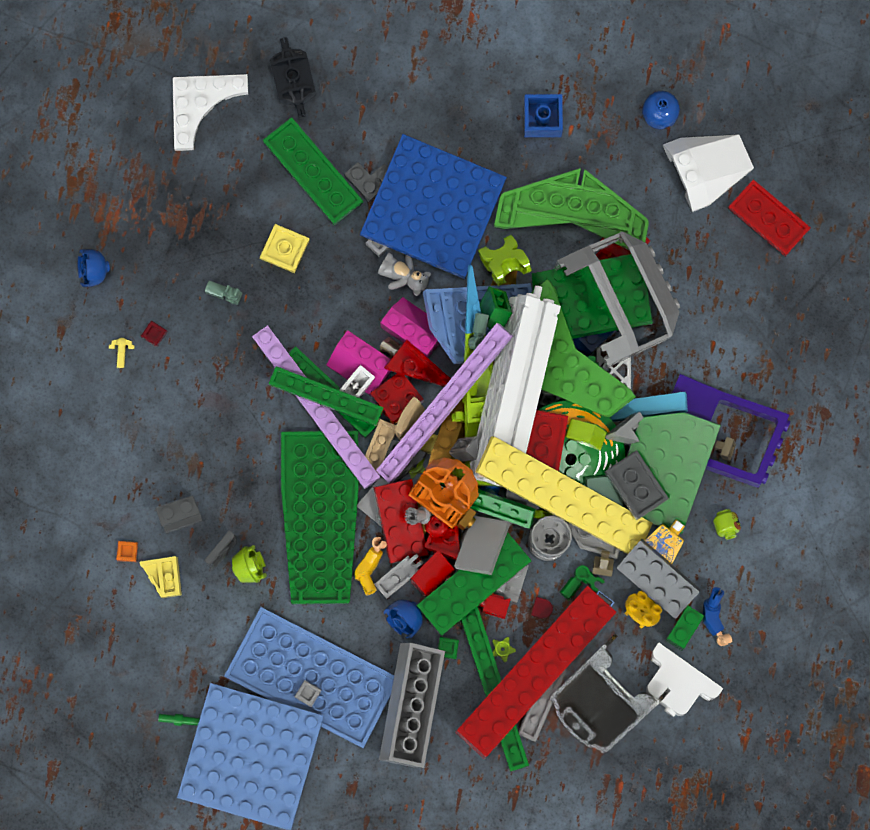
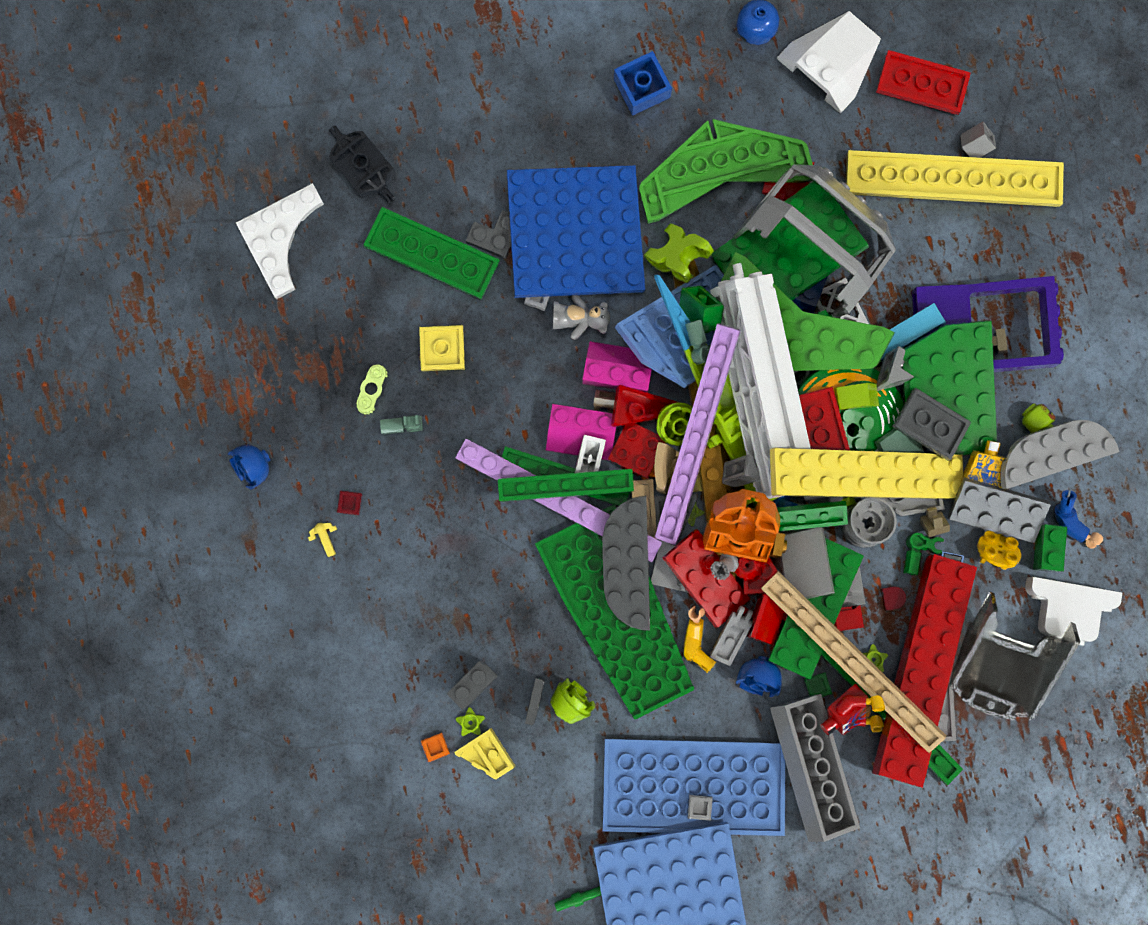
camera: 25 degrees left, 5 degrees up
(163, 541) = (470, 716): none -> lime plate
(205, 262) = (365, 401): none -> yellowish green piece
(344, 479) = (627, 563): none -> dark grey plate
(431, 386) = (673, 422): none -> lime cone
(462, 675) = (853, 710): none -> red torso
(479, 633) = (853, 661): none -> tan plate
(726, 553) = (1055, 451): none -> light grey plate
(756, 305) = (955, 178): none -> light yellow plate
(789, 284) = (978, 140): none -> light grey panel

